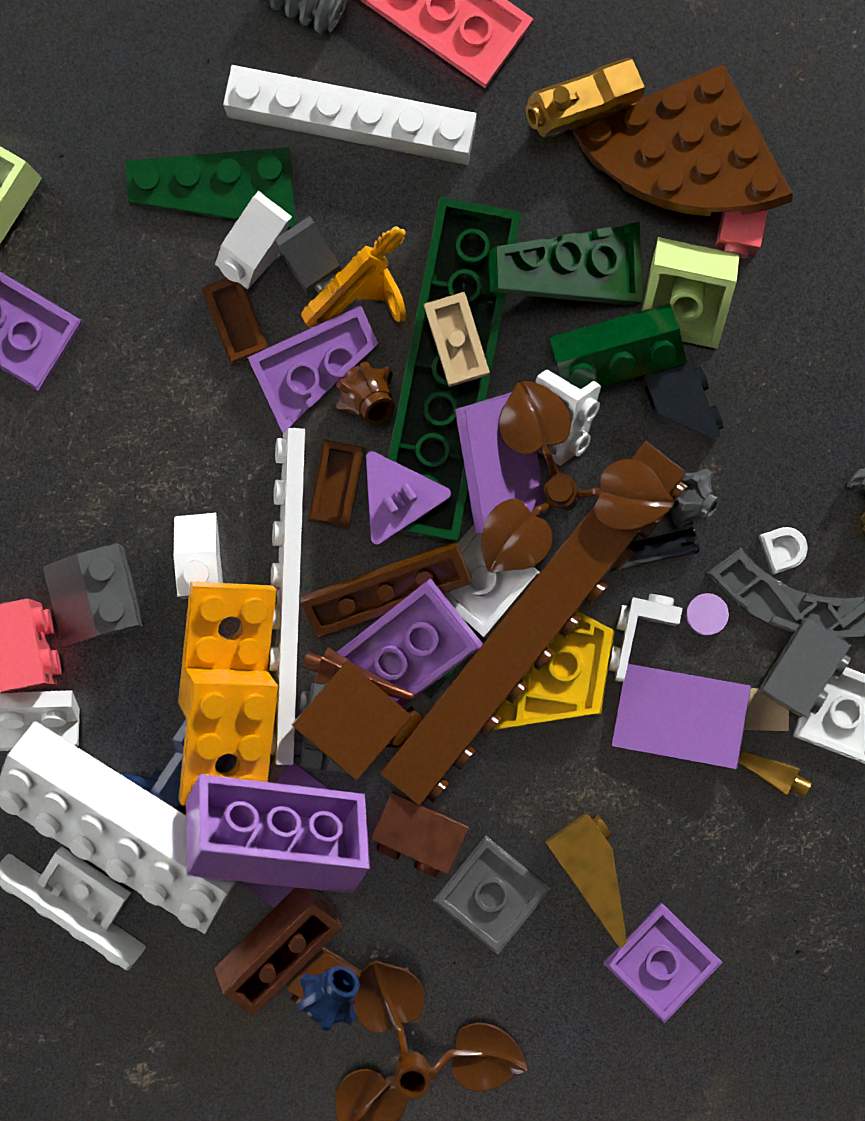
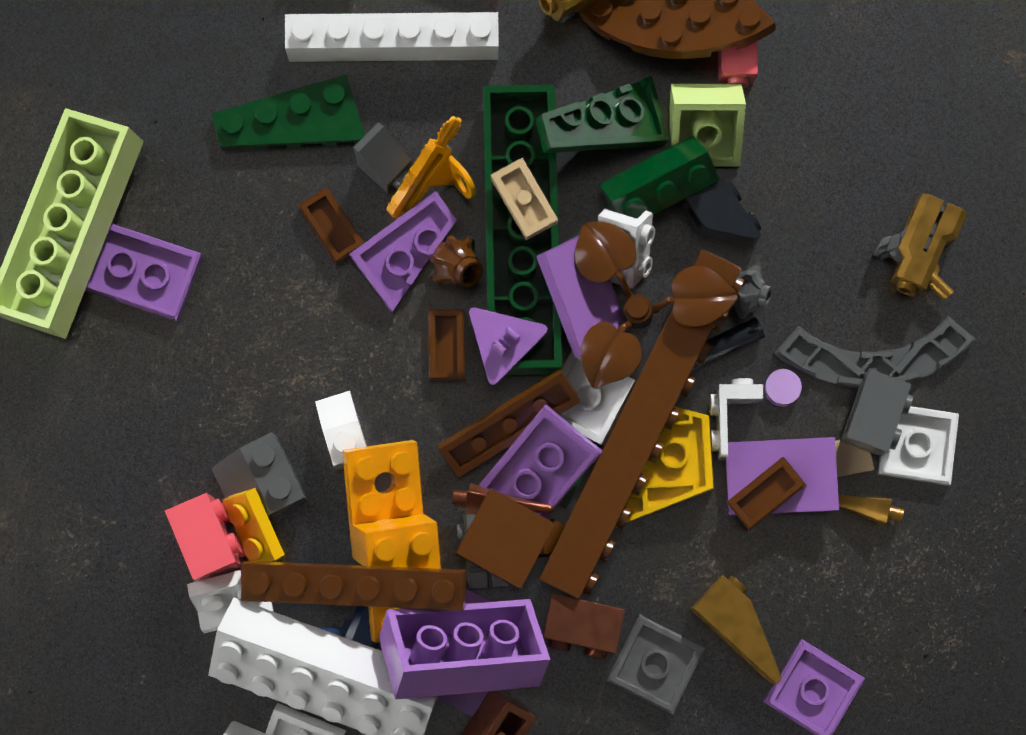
camera: 20 degrees left, 5 degrees down
(74, 645) = (253, 526): none -> yellow plate
(169, 738) = (353, 585): none -> reddish brown plate
(251, 242) = (333, 155): white slope -> none
(286, 577) = (422, 430): white plate -> none
(658, 732) = (766, 493): none -> reddish brown tile
(783, 548) = (833, 319): white tile -> none

